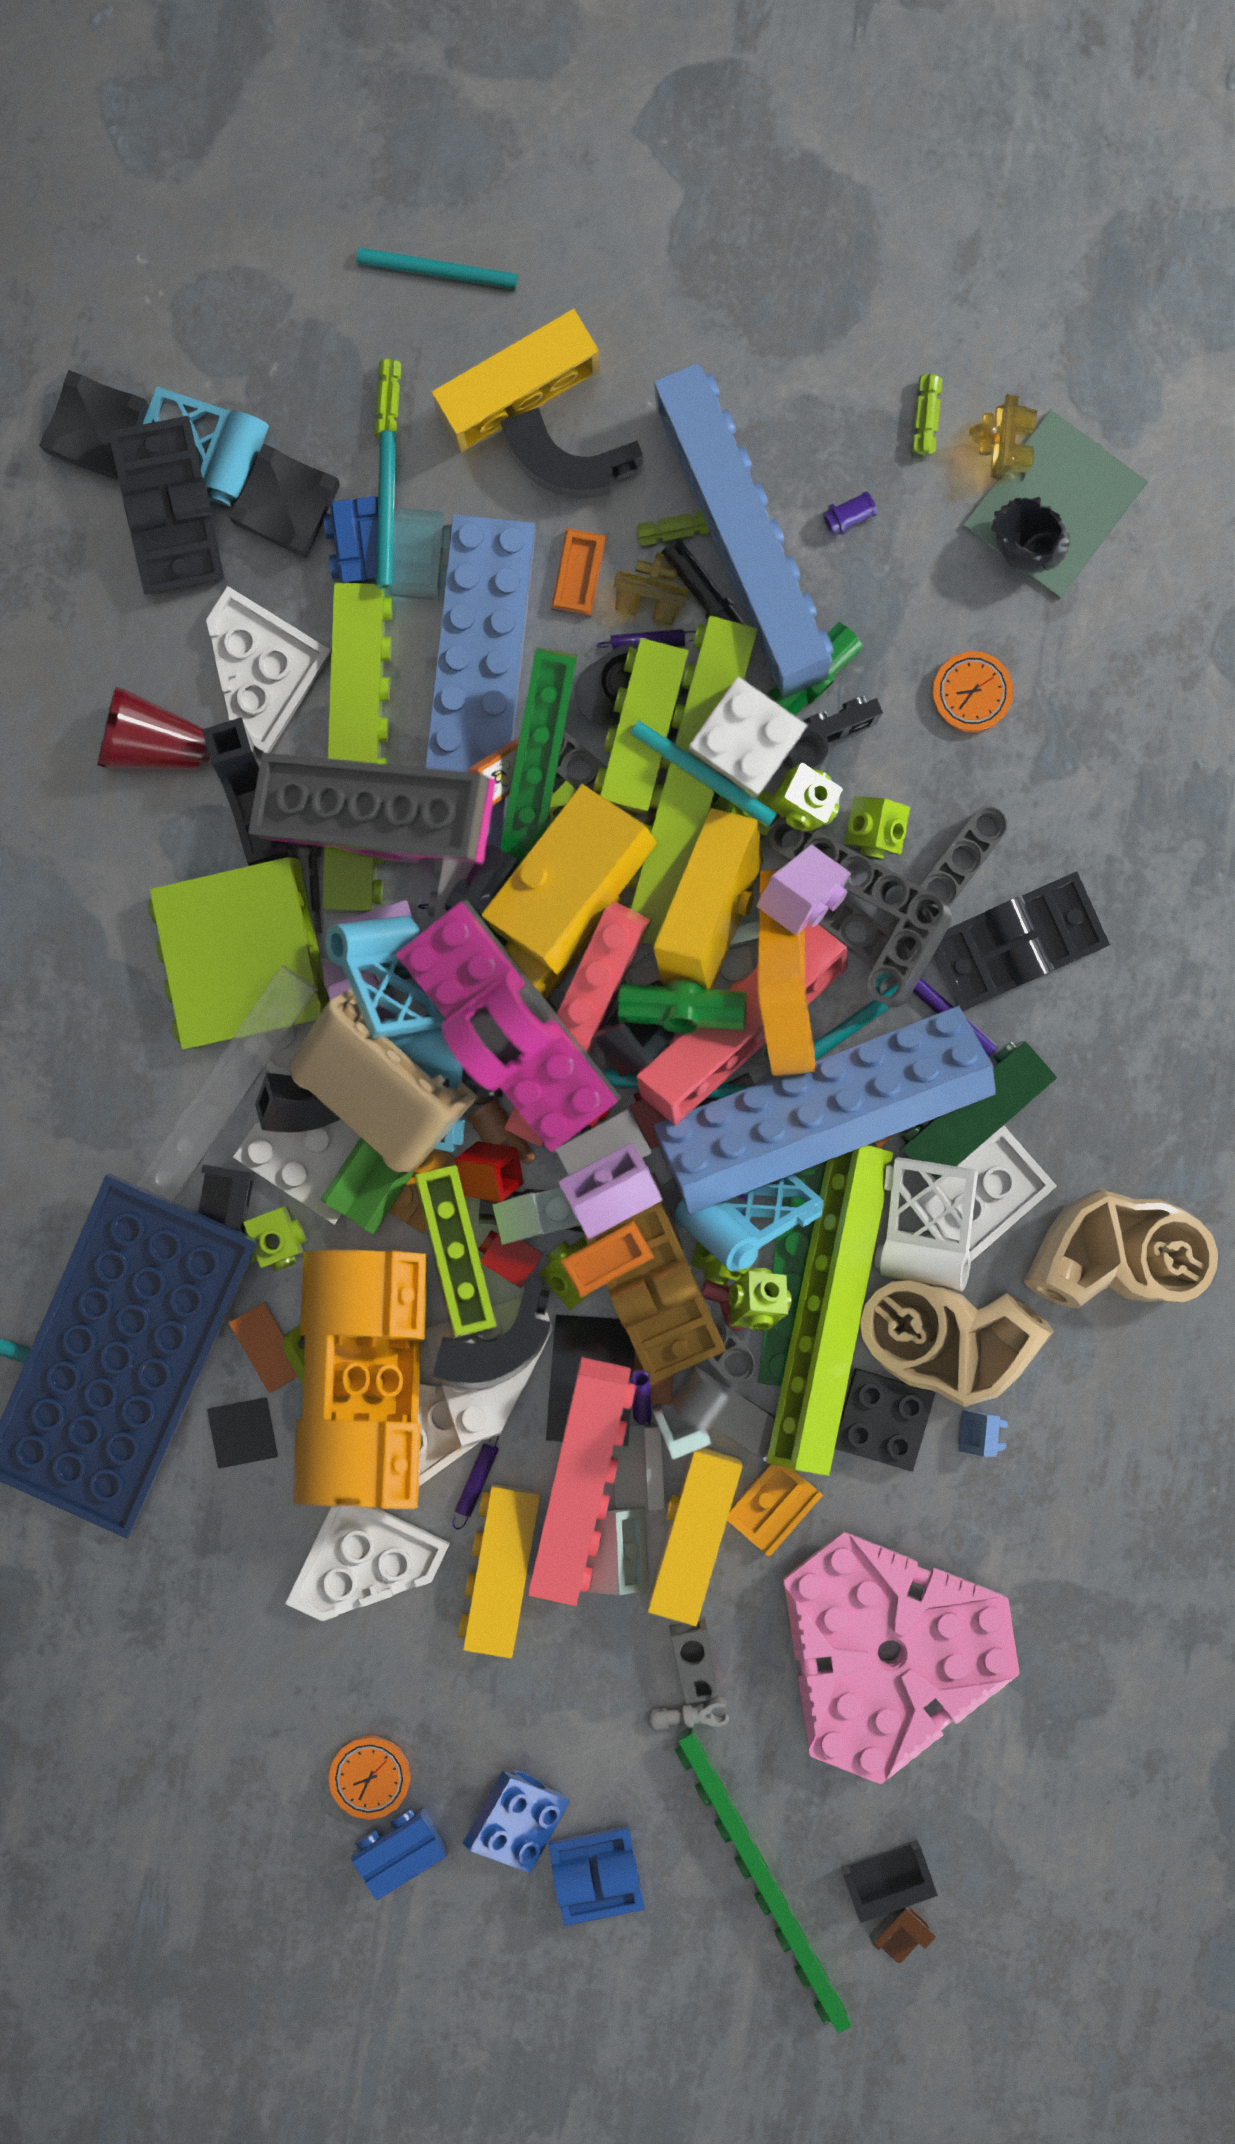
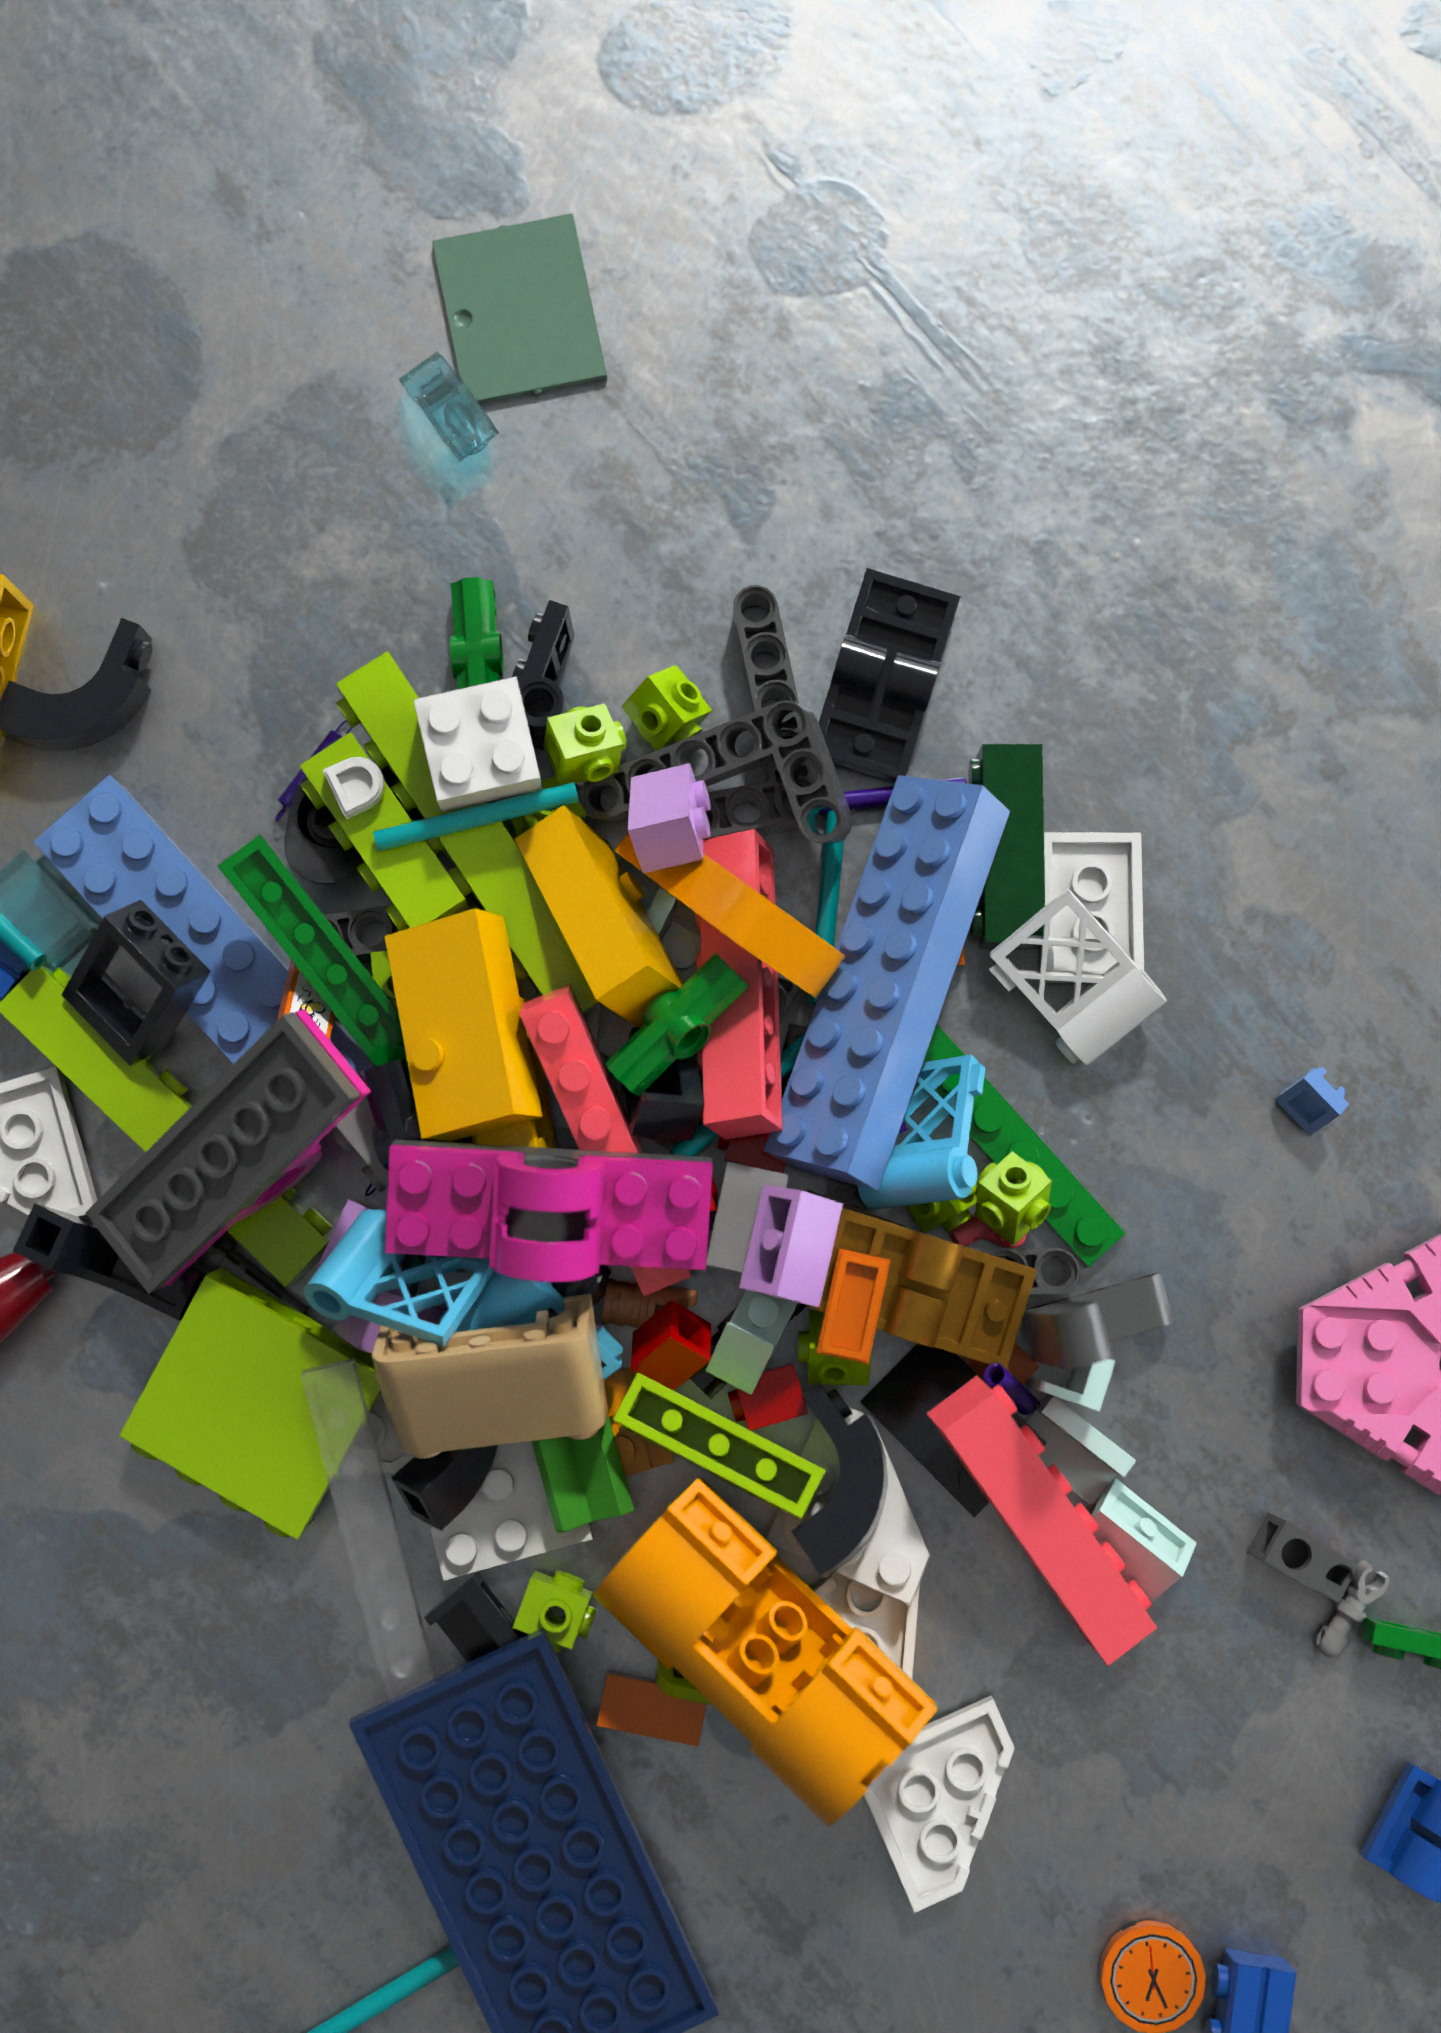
camera: 50 degrees left, 5 degrees down
(242, 1432) = (713, 1805): black sticker -> none
(423, 656) = (135, 982): none -> black window
(476, 1481) = (953, 1618): dark purple piece -> none
(501, 1570) = (1061, 1669): yellow brick -> none
(516, 1820) = (1316, 1870): blue plate -> none
(578, 572) = (194, 779): orange tile -> none
(658, 683) = (356, 785): none -> white tile
(667, 596) = (252, 743): clear yellow hips -> none
(671, 528) = (235, 657): lime axle -> none
(694, 1535) = (1187, 1455): yellow brick -> none
(700, 583) = (295, 677): black pin -> none
(741, 529) = (287, 590): medium blue brick -> none
(773, 1507) = (1217, 1354): light orange plate -> none
(829, 1311) = (1082, 1143): lime brick -> none
(849, 513) = (362, 492): dark purple pin -> none
(884, 1419) = (1223, 1179): black brick -> none
(927, 414) = (337, 349): lime axle -> none
(949, 1346) = (1205, 1056): tan piece -> none
(951, 518) = (449, 406): none -> clear light blue slope
(972, 691) = (621, 523): orange tile -> none
(1009, 421) = (414, 302): clear yellow hips -> none
(1030, 535) = (527, 346): black hair -> none
(1126, 1244) = (1247, 817): tan piece -> none

